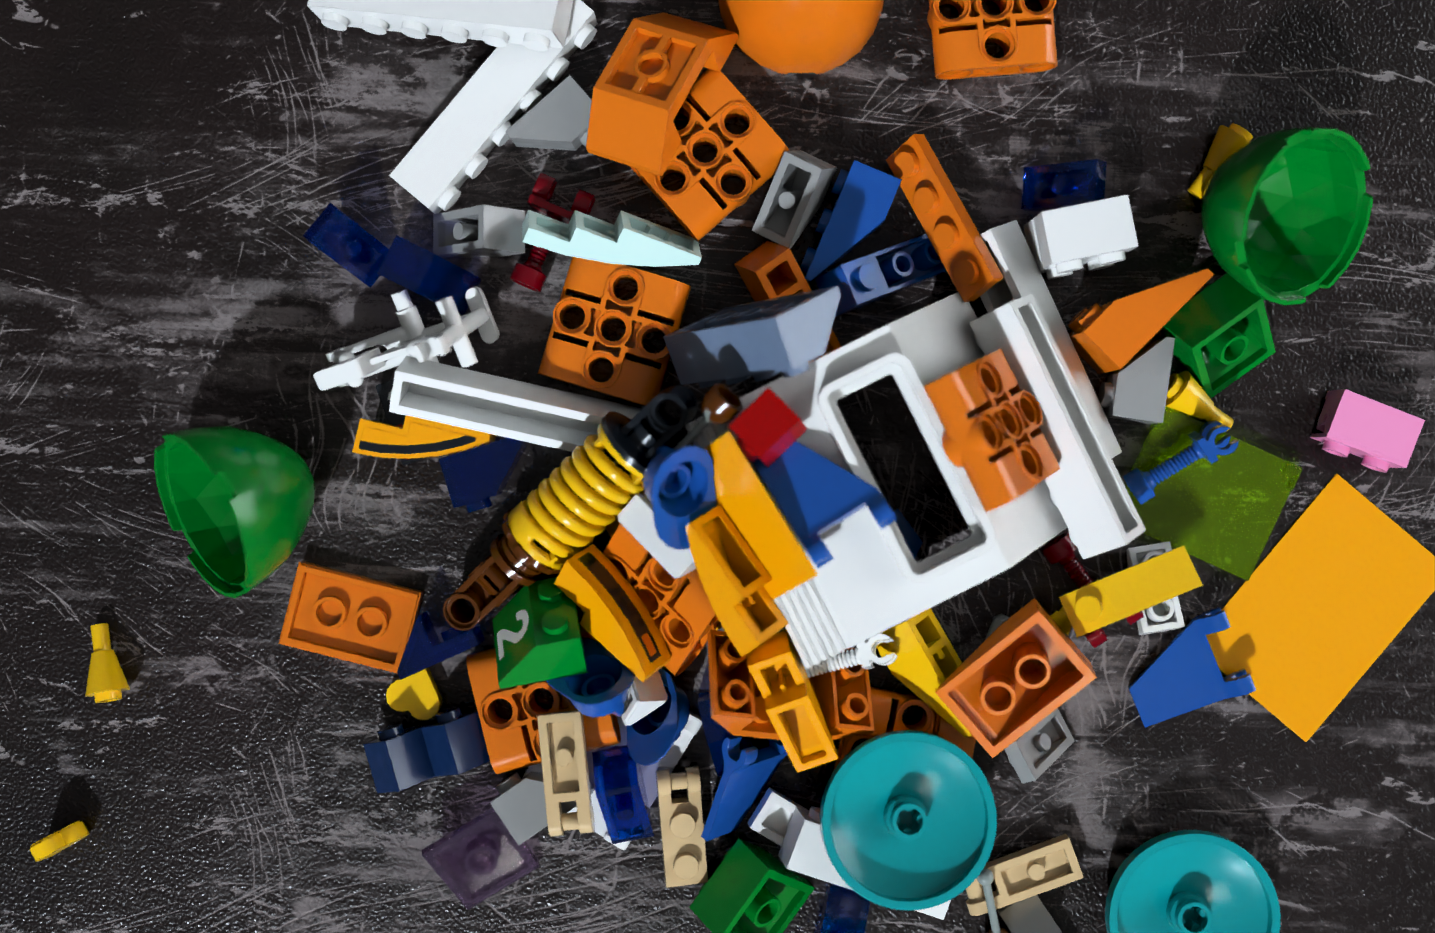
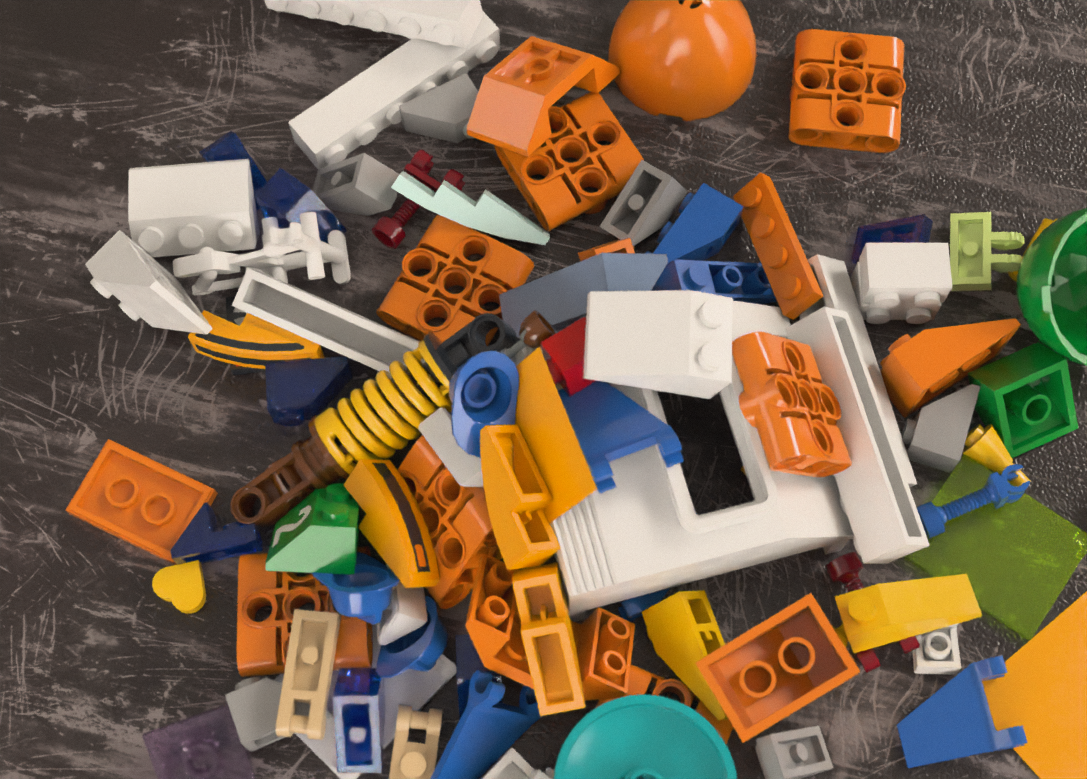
camera: 10 degrees right, 20 degrees down
(235, 500) = (65, 357): green piece -> none
(291, 402) = (144, 287): none -> white slope
(314, 301) = (192, 208): none -> white slope
(426, 750) = (162, 639): dark blue brick -> none
(852, 405) = (660, 340): none -> white slope
(863, 654) = (630, 613): white bar -> none
(1149, 177) = (972, 247): none -> yellowish green hinge

